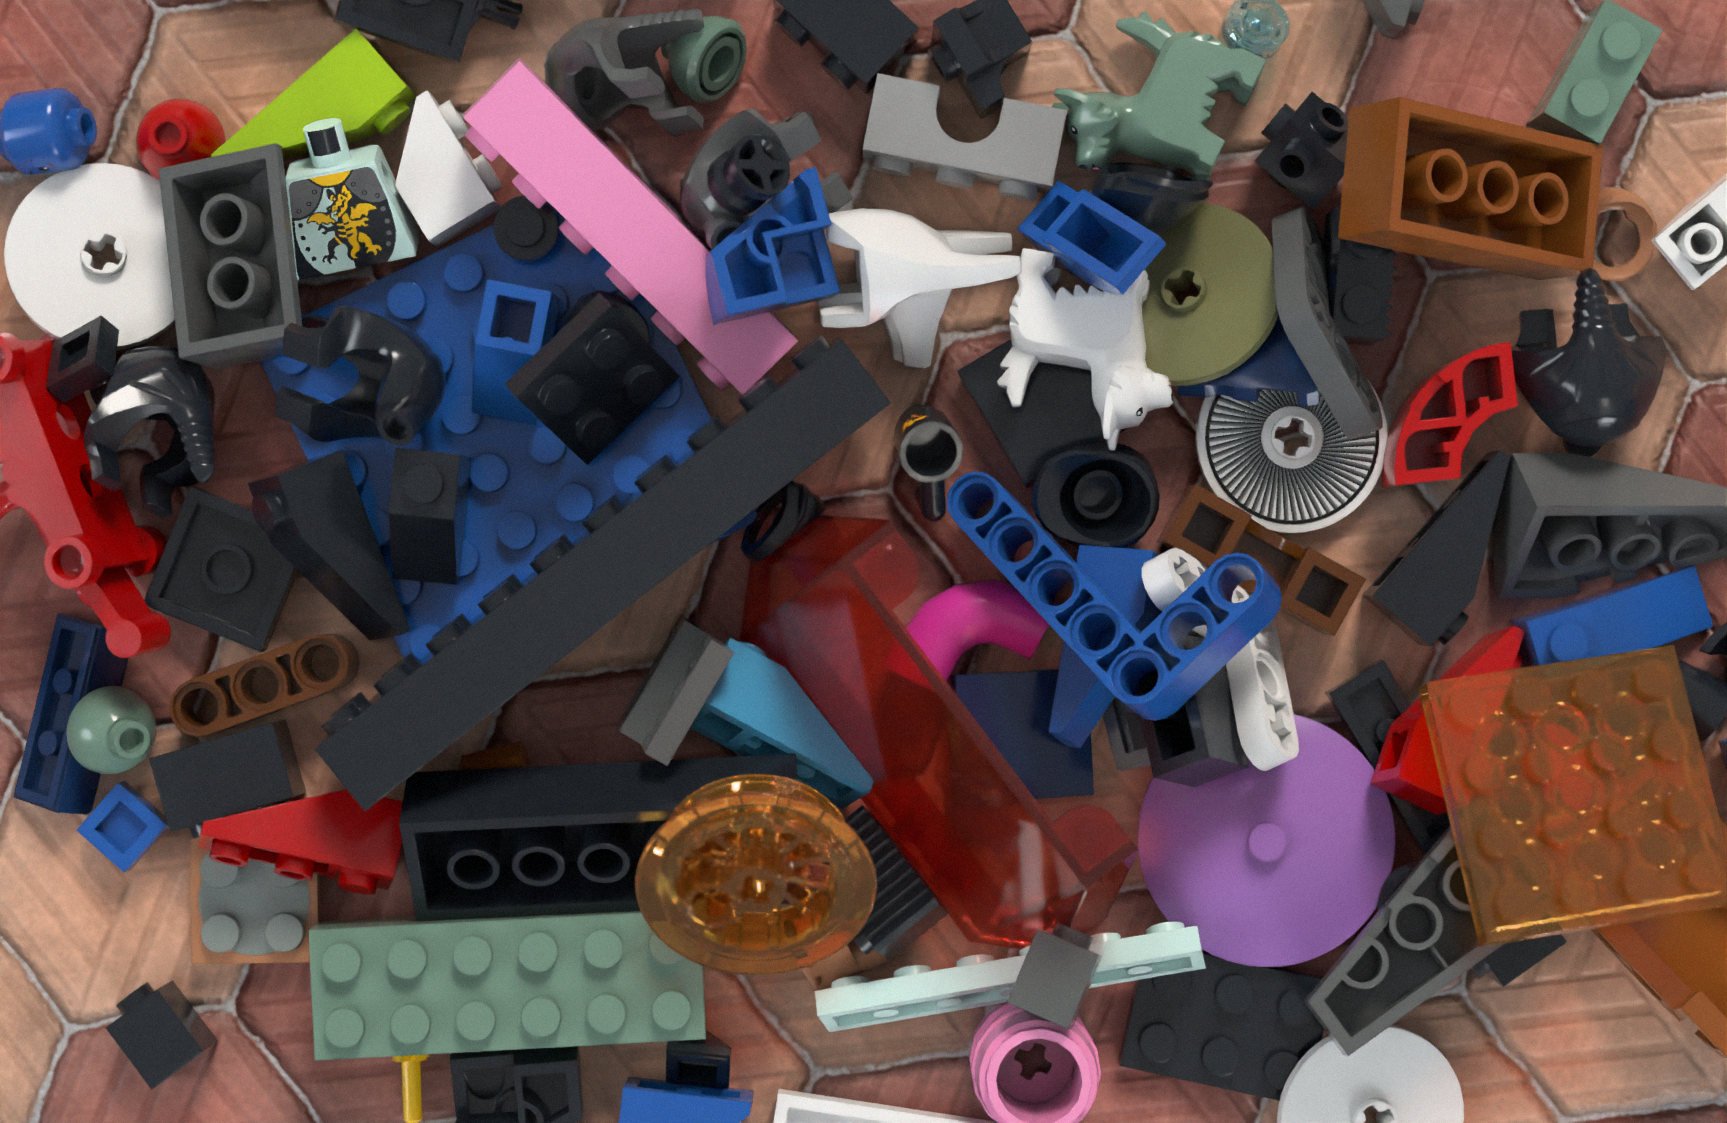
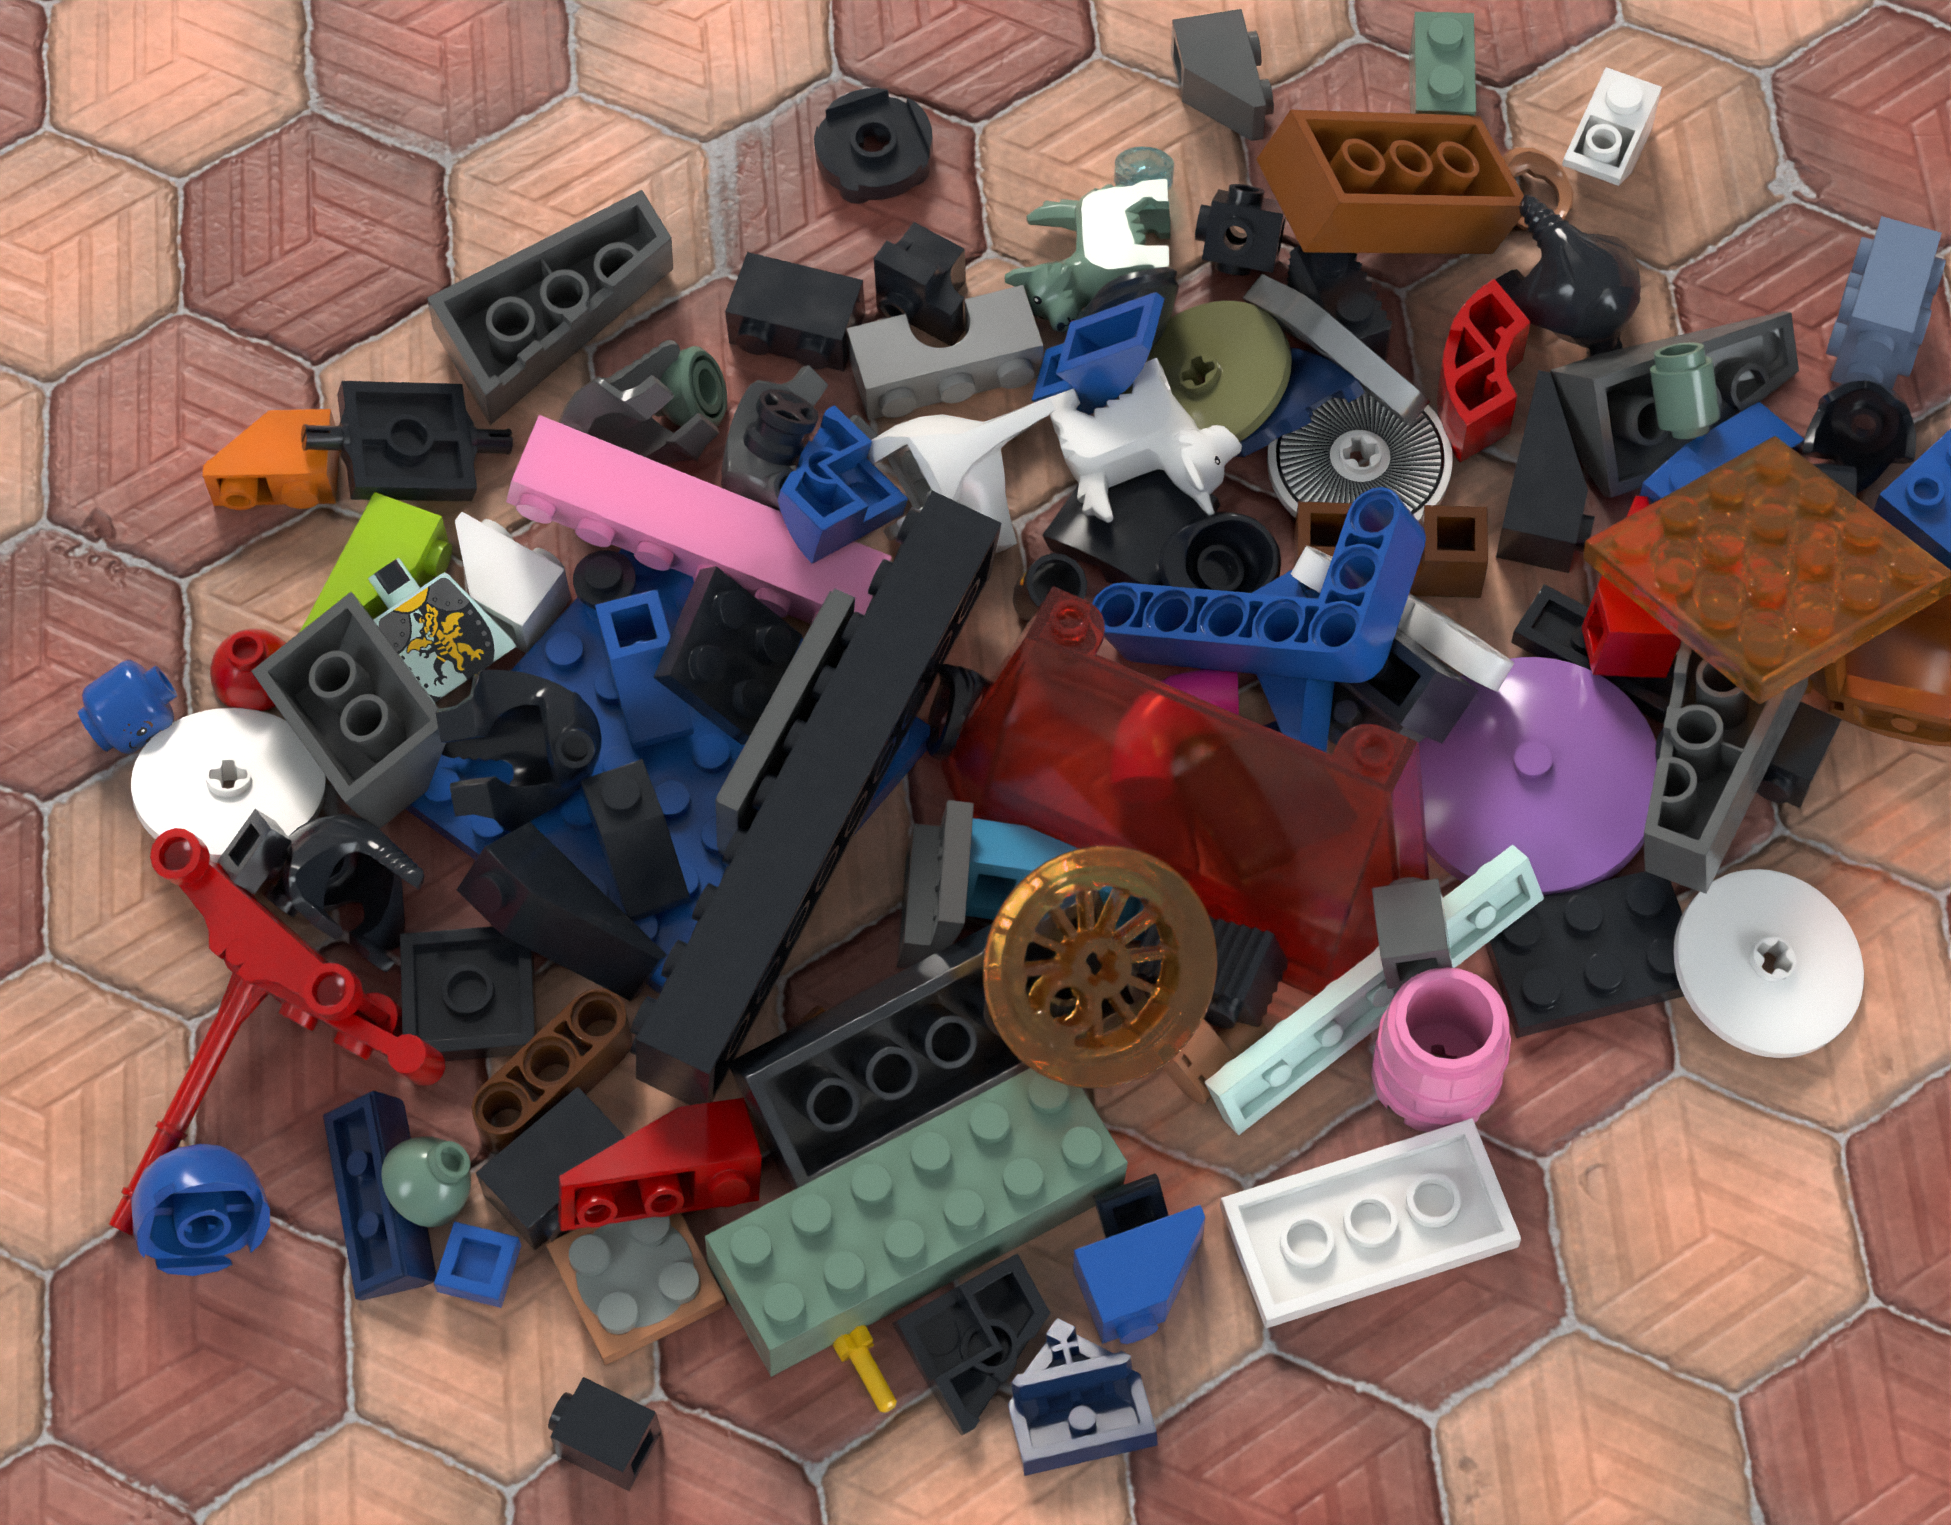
camera: 25 degrees left, 25 degrees down
(605, 481) = (786, 705): none -> dark grey tile
(1619, 552) = (1684, 390): none -> sand green brick

